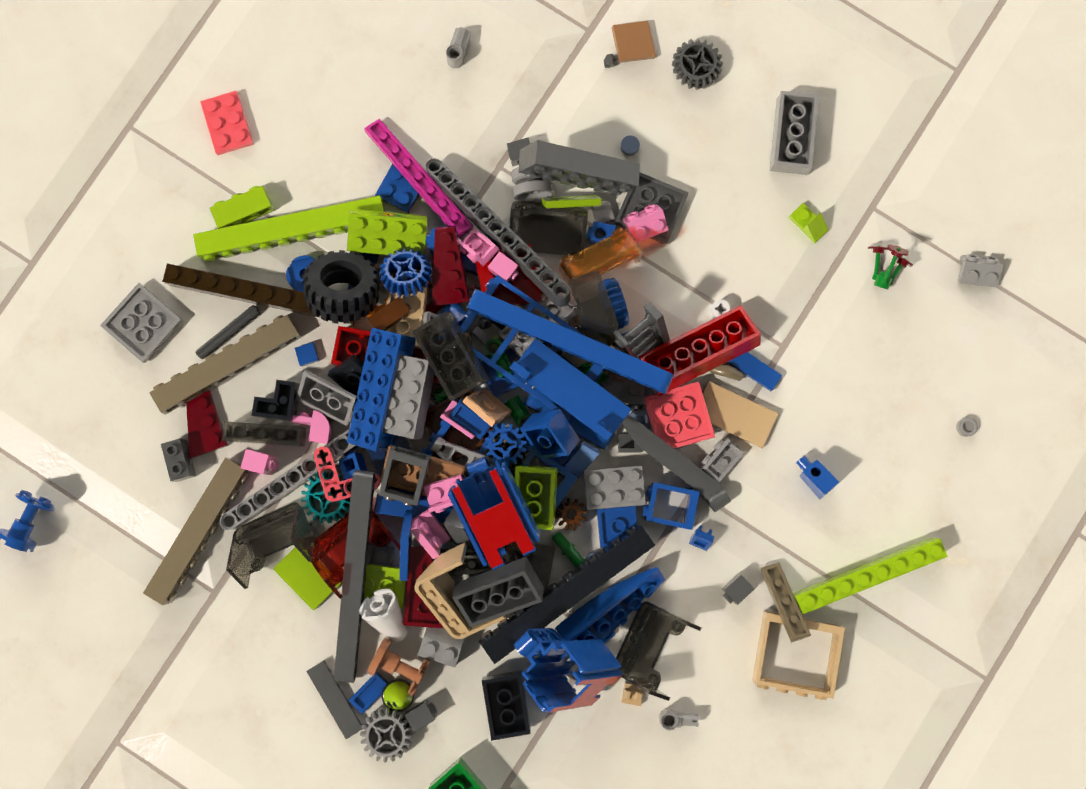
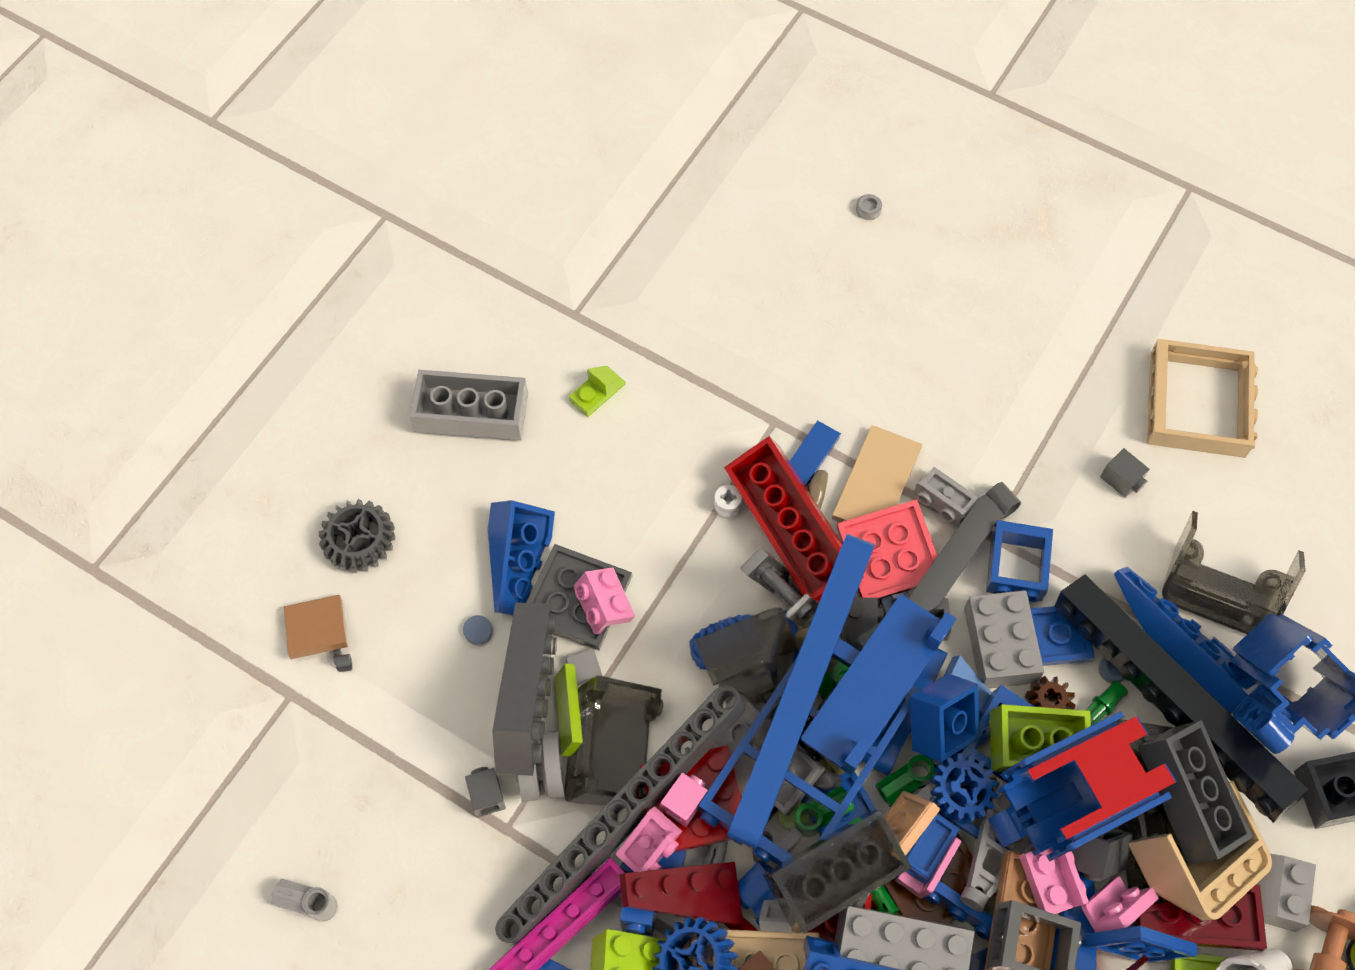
camera: 90 degrees left, 20 degrees down
(598, 226) = (619, 654): blue brick -> none
(602, 256) = (666, 657): clear orange windscreen -> none
(632, 694) = (1300, 609): tan tile -> none
(678, 719) = (1321, 547): light grey pin -> none
(686, 167) = (515, 547): none -> blue wedge
(702, 539) = (1062, 519): blue tile -> none
(785, 602) = (1135, 410): dark tan tile -> none
(822, 483) = (959, 372): blue torso -> none
(870, 575) = (1083, 317): lime brick -> none
(886, 279) = (676, 296): plant -> none
(980, 271) = (661, 189): light grey bracket -> none

